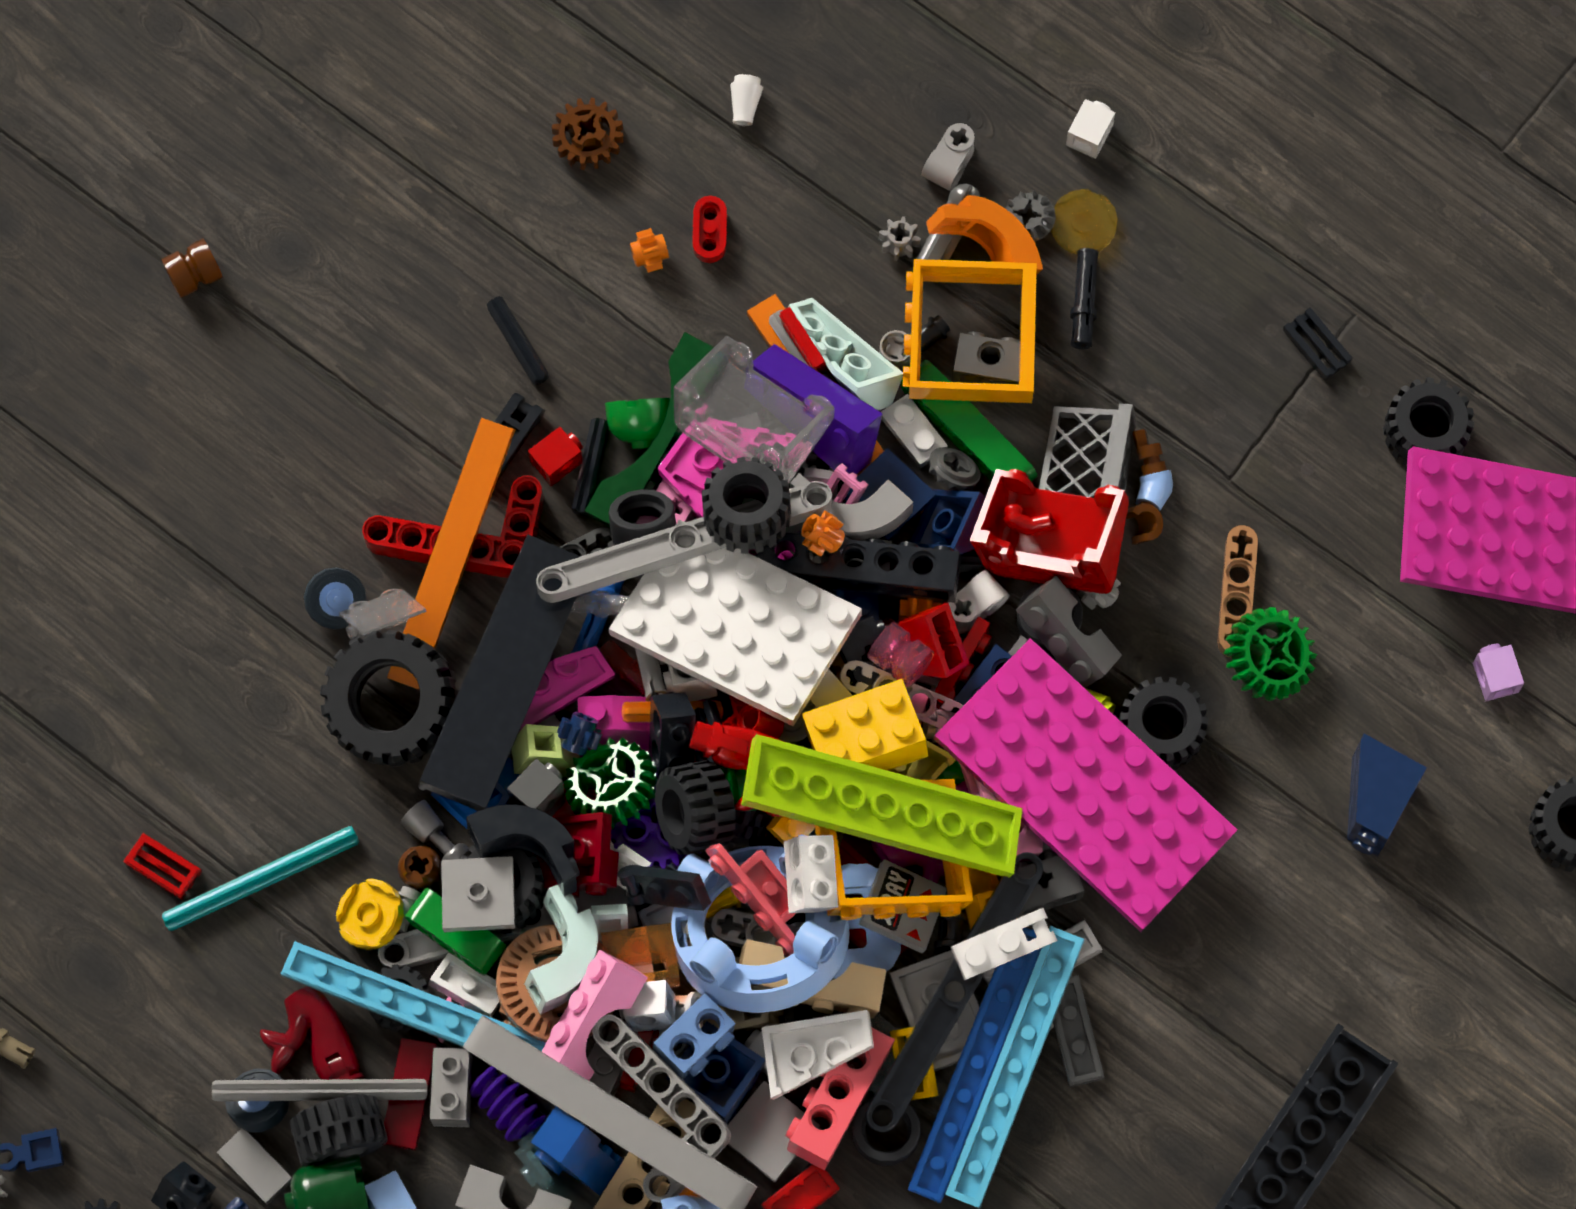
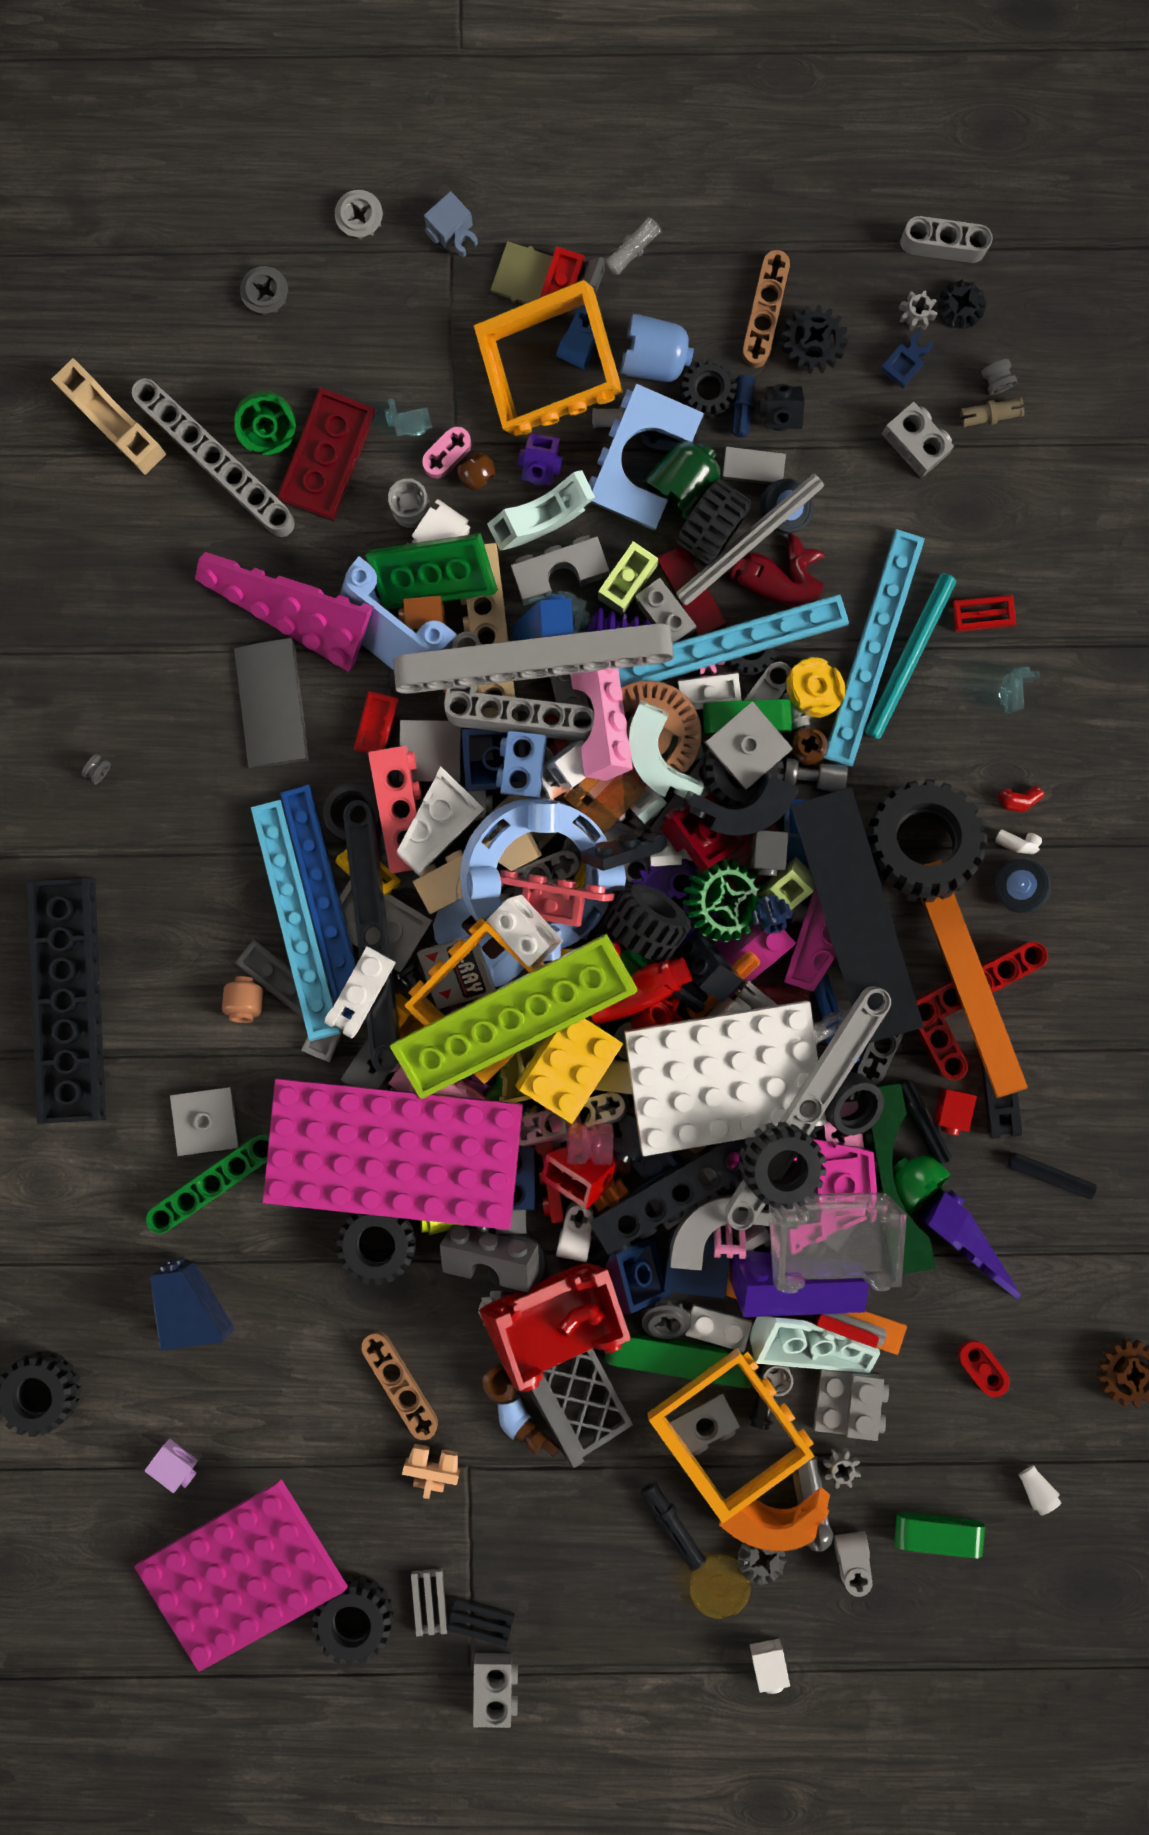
camera: 140 degrees right, 15 degrees up
(96, 1067) = (911, 444): none -> light grey brick
(199, 773) = (1012, 691): none -> clear light blue bracket
(274, 674) = (1020, 802): none -> red arm
(284, 913) = (873, 647): none -> medium azure tile
(308, 637) = (1018, 845): none -> white arm
(389, 609) = (981, 897): clear hinge -> none
(458, 1145) = (627, 578): none -> yellowish green brick
(636, 356) = (958, 1228): none -> dark purple wedge
(649, 250) = (1013, 1317): orange gear -> none
(823, 533) = (714, 1190): orange gear -> none
(848, 283) = (850, 1404): none -> light grey plate
(859, 126) = (939, 1535): none -> green beam
(1122, 1035) = (242, 1000): none -> nougat head
(1241, 955) = (204, 1121): none -> light grey plate
(1266, 494) = (418, 1466): none -> light nougat hips
(1289, 883) = (201, 1192): none -> green beam
(1291, 665) = (331, 1363): green gear -> none
(1353, 283) = (490, 1689): none -> light grey brick
(1365, 369) = (431, 1628): none -> light grey tile

